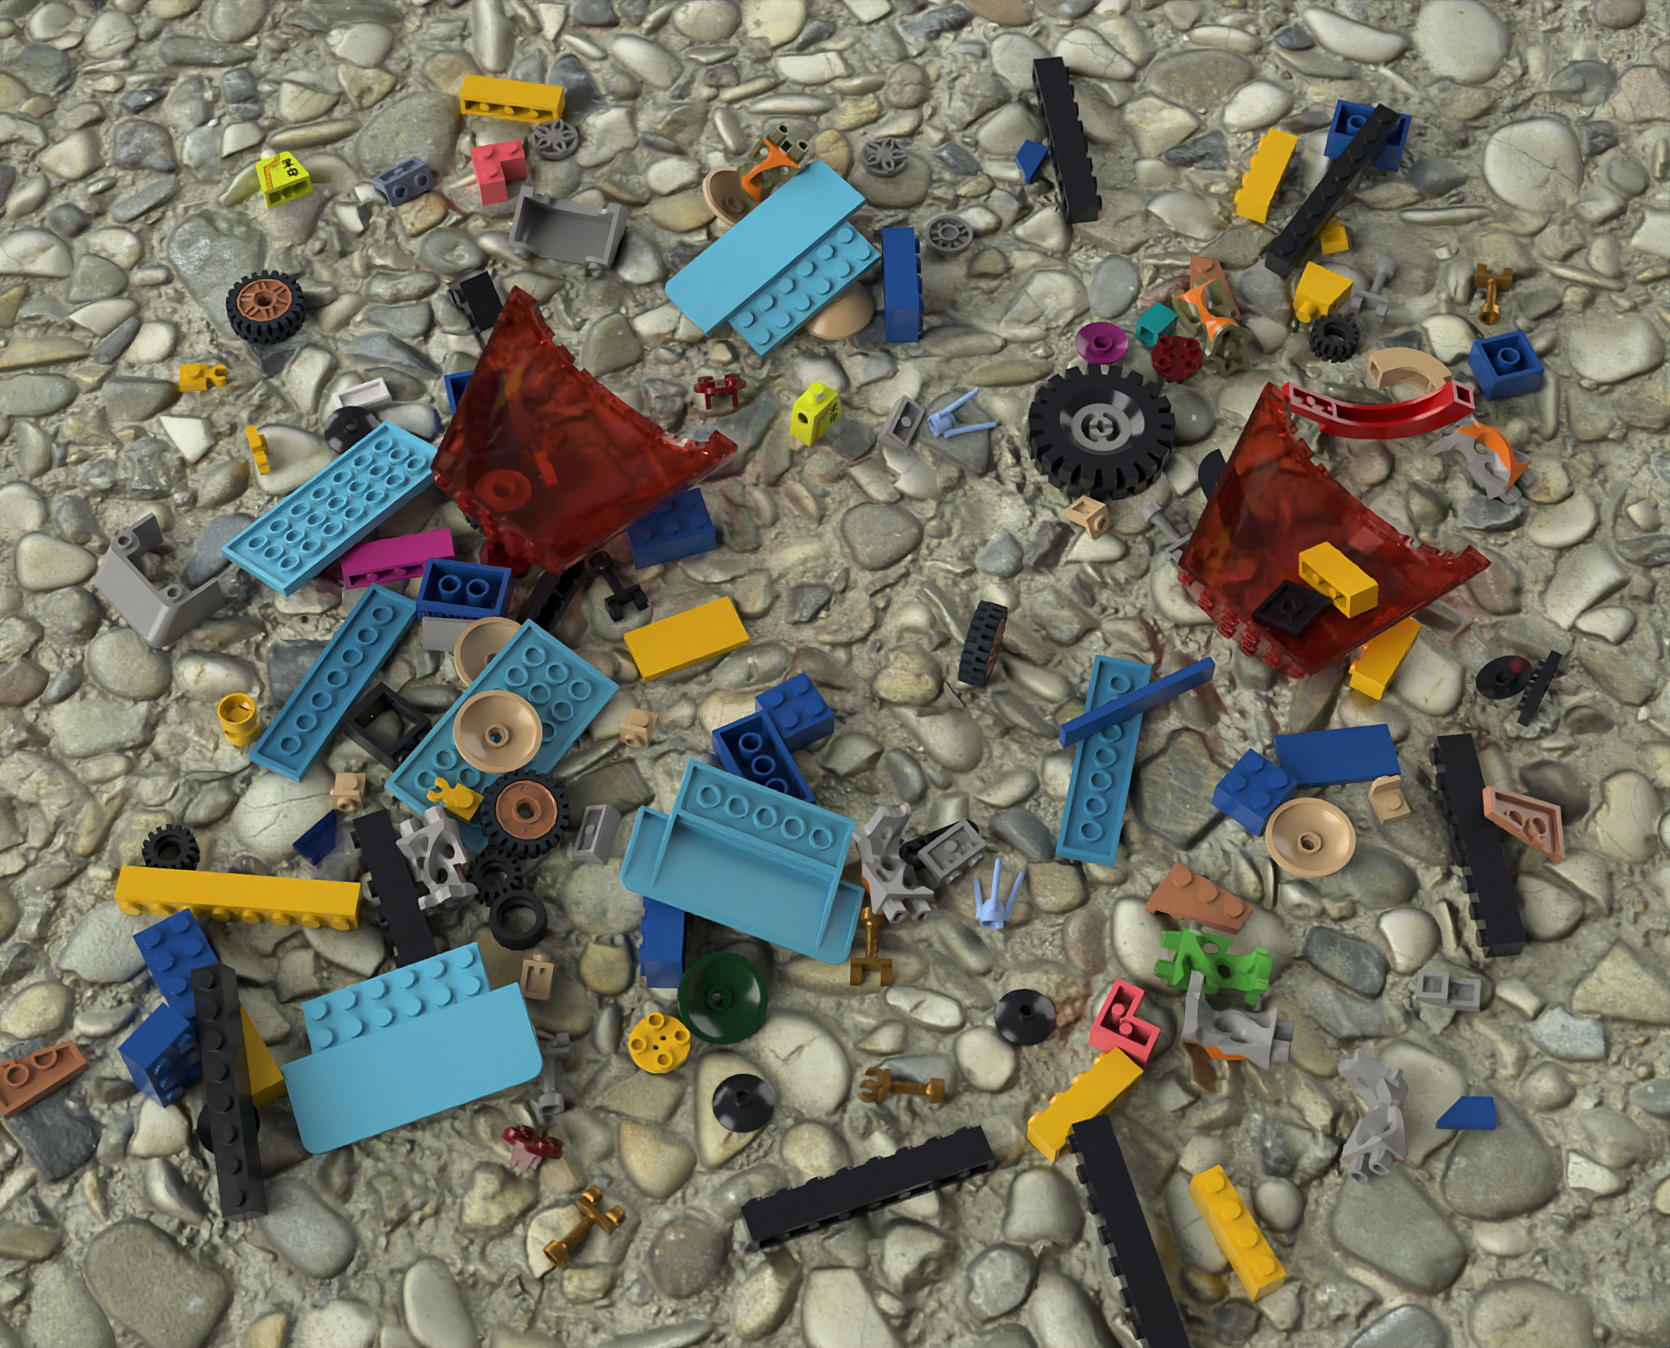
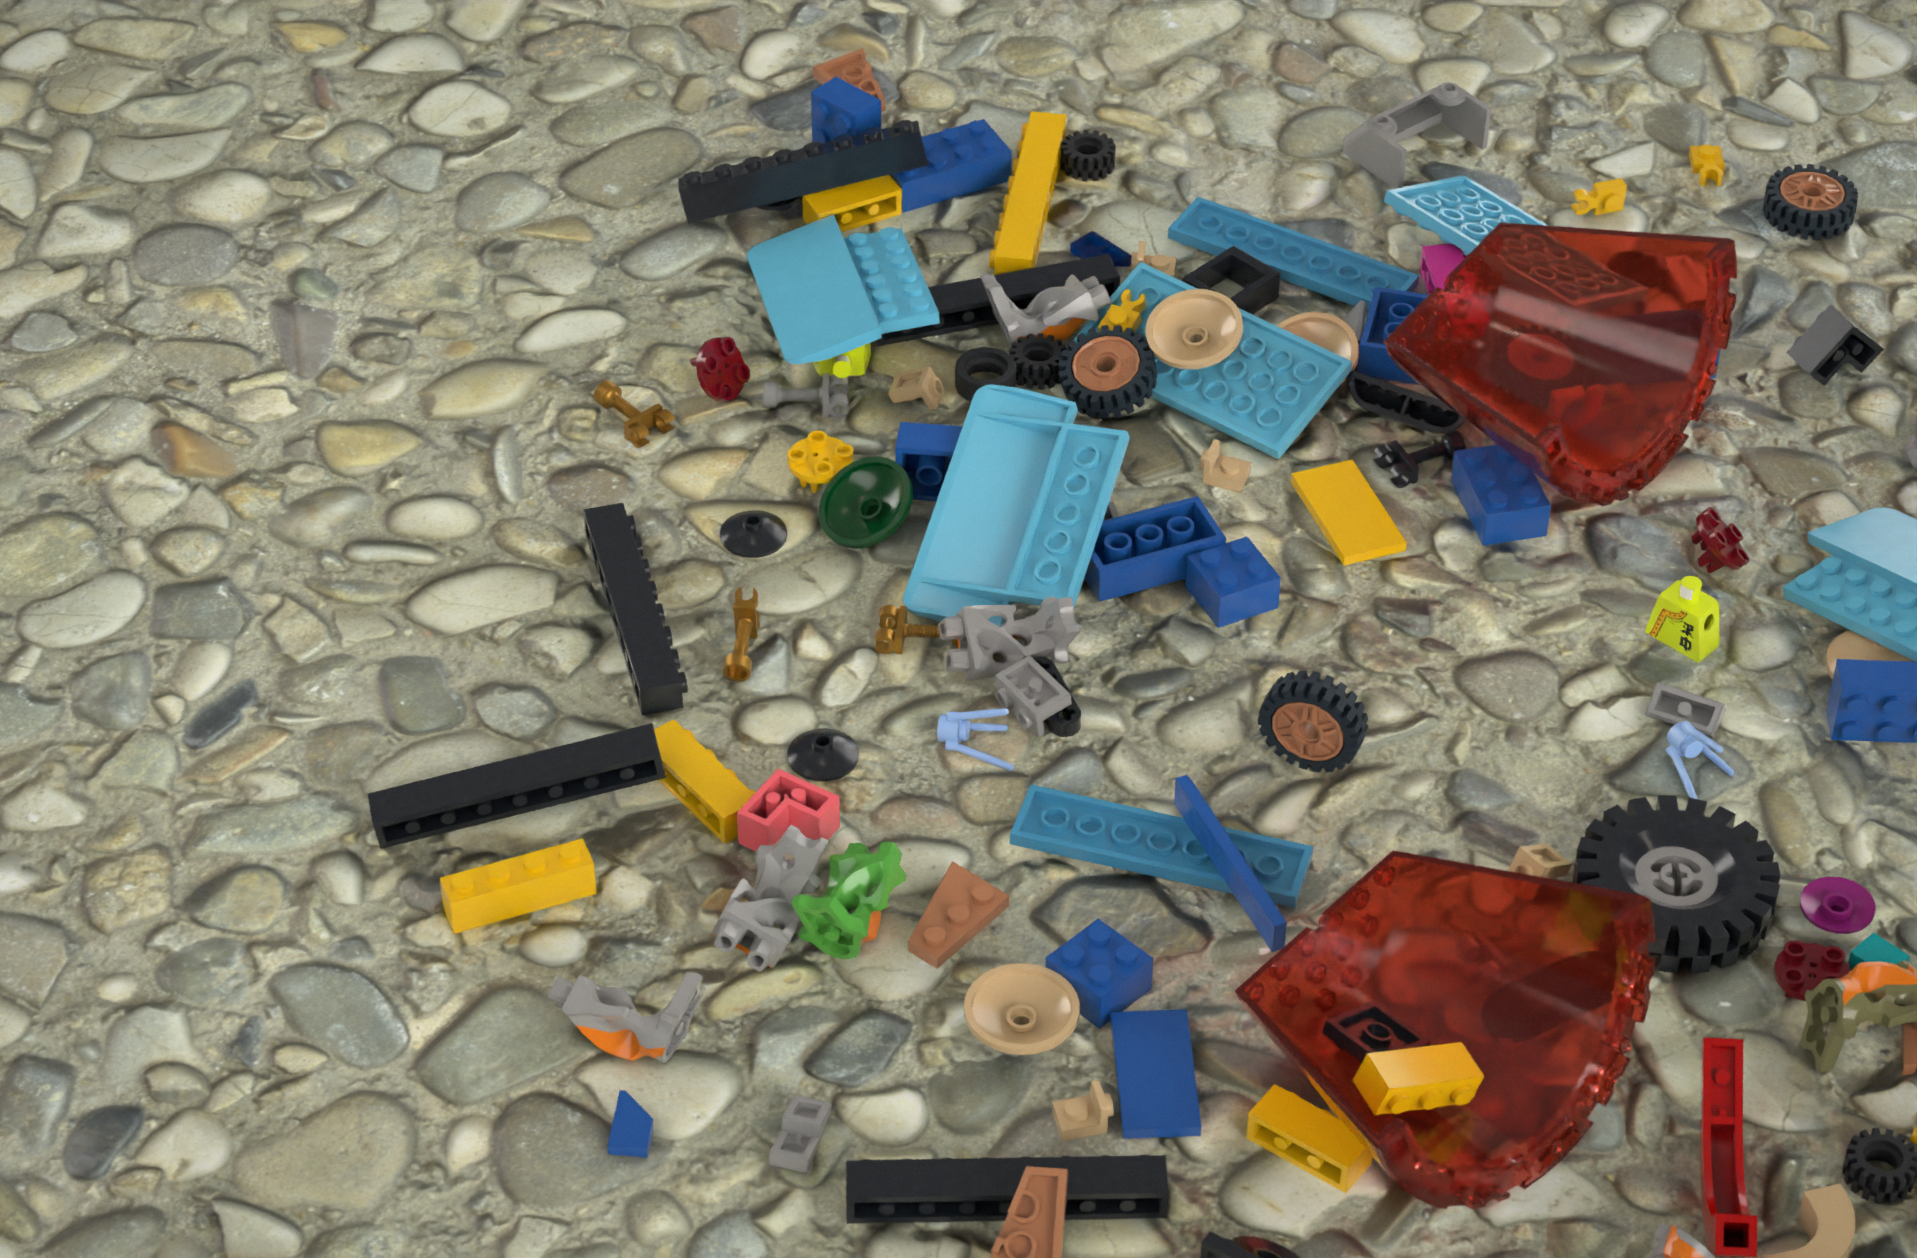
camera: 95 degrees right, 15 degrees down
(239, 719) = (1241, 185): yellow wheel -> none

